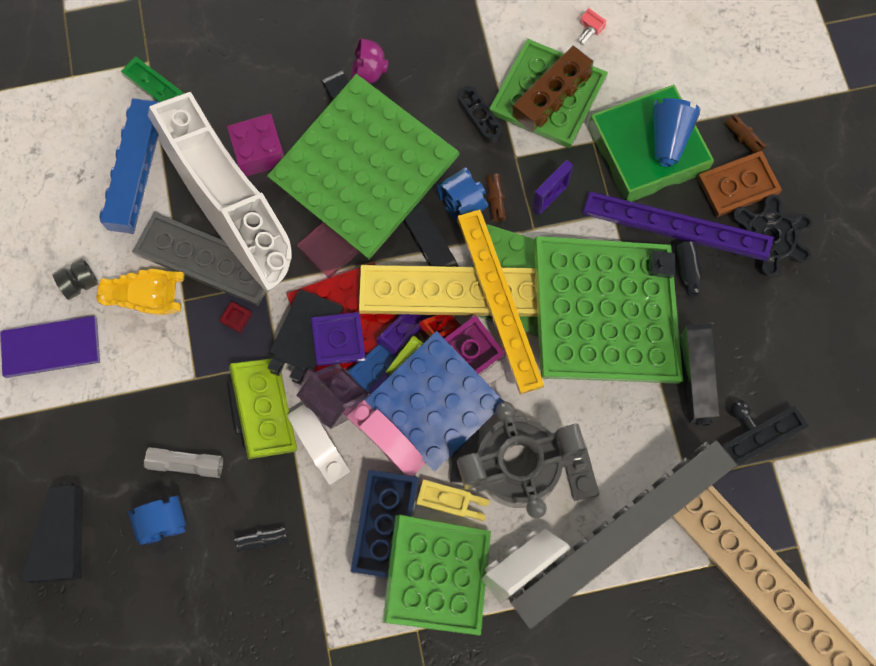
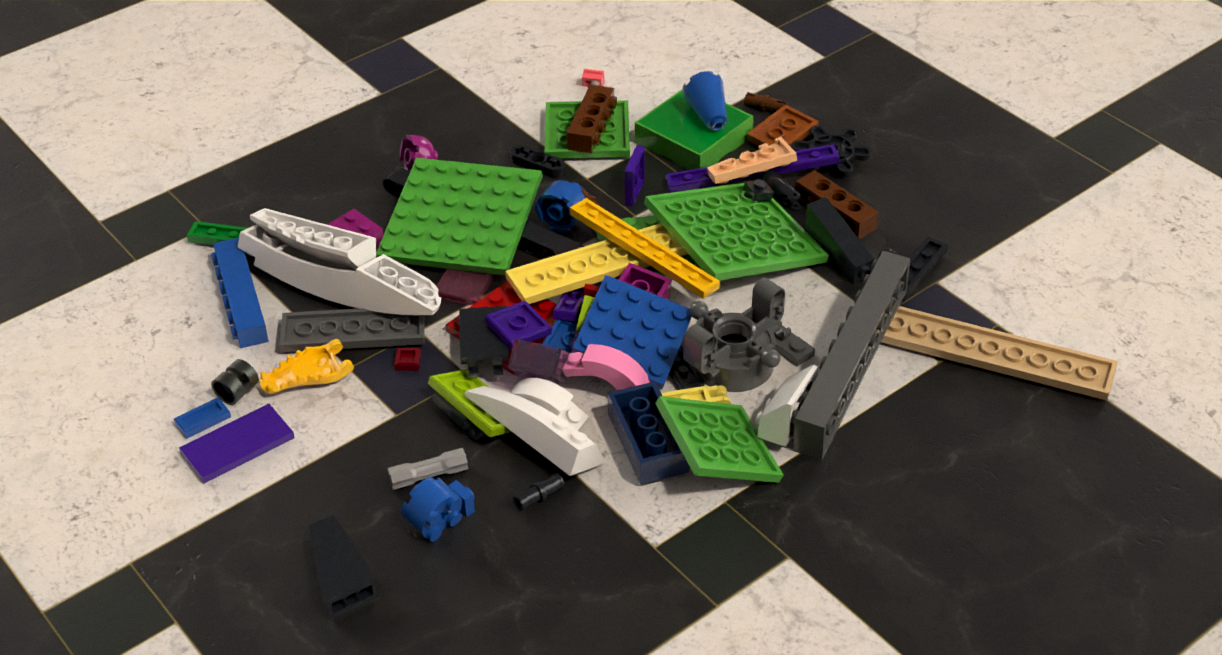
camera: 30 degrees left, 30 degrees down
(36, 302) = (202, 418): none -> blue tile
(193, 514) = (467, 498): none -> blue plate
(208, 150) = (318, 239): none -> white wedge
(294, 473) = (540, 429): none -> white wedge
(688, 226) = (751, 162): none -> light nougat wing
(735, 350) = (856, 213): none -> reddish brown brick

